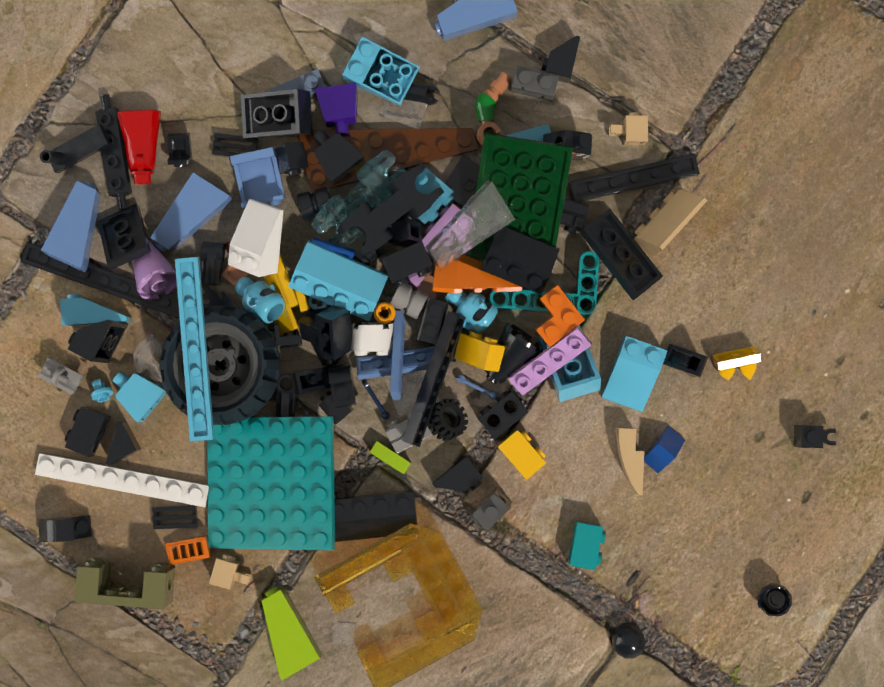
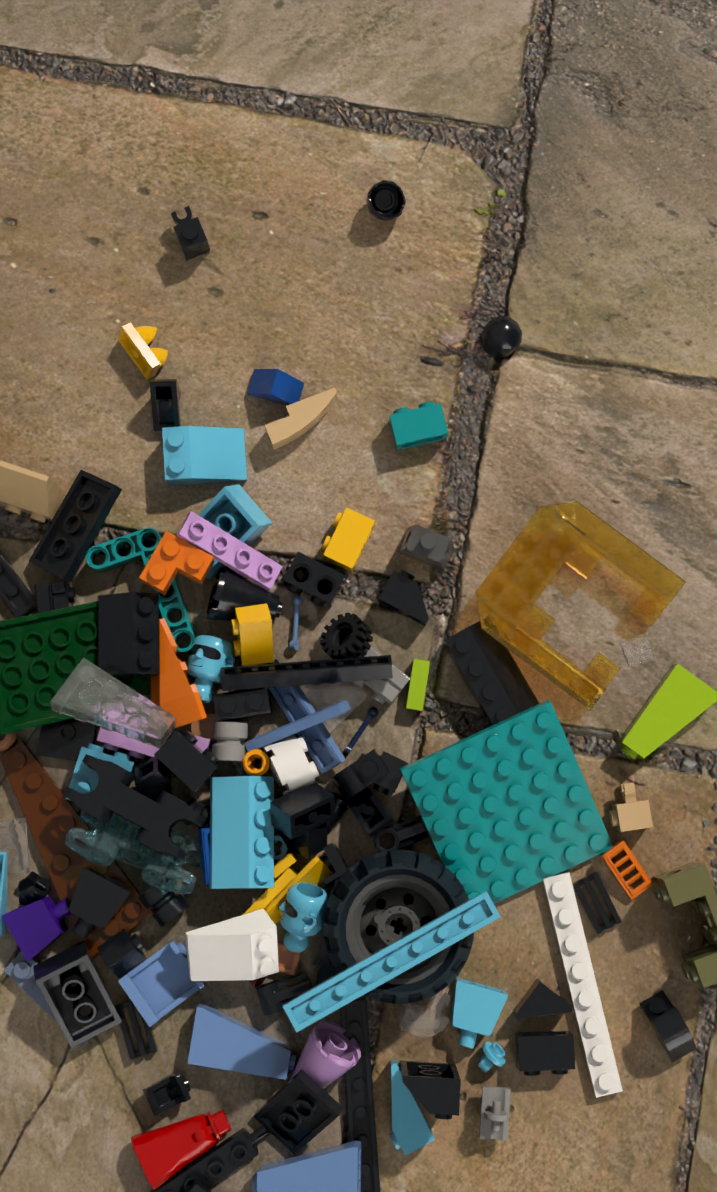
camera: 115 degrees left, 5 degrees down
(366, 113) = (33, 888): none -> black arm

